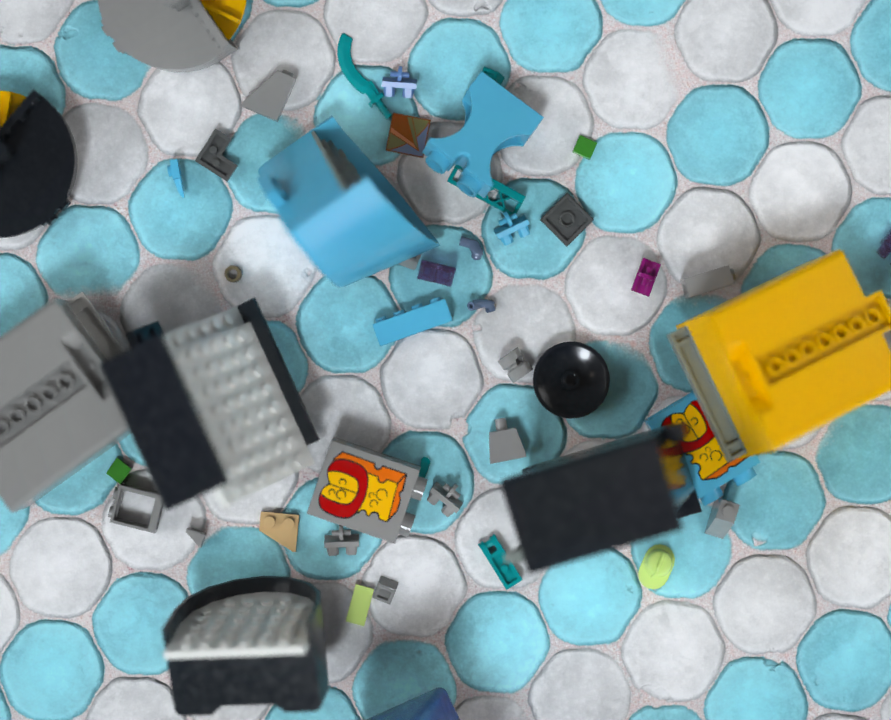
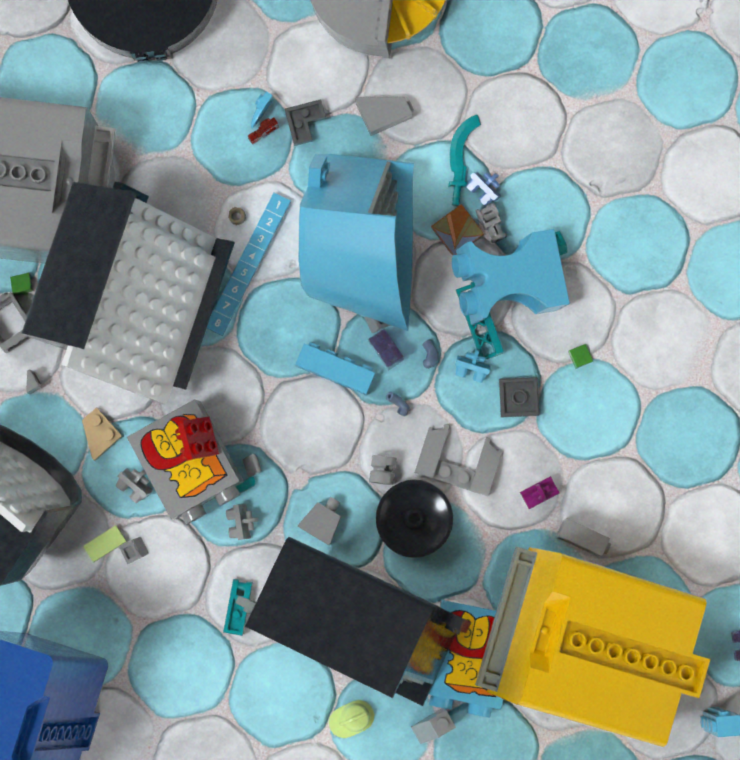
camera: 40 degrees right, 5 degrees down
(194, 186) = (266, 127): none -> clear red plate
(274, 300) = (248, 264): none -> medium azure tile
(361, 468) = (197, 438): none -> red plate
(415, 449) = (252, 465): none -> light grey slope
(427, 106) = (491, 221): none -> light grey connector
(592, 310) = (432, 467): none -> light grey wedge

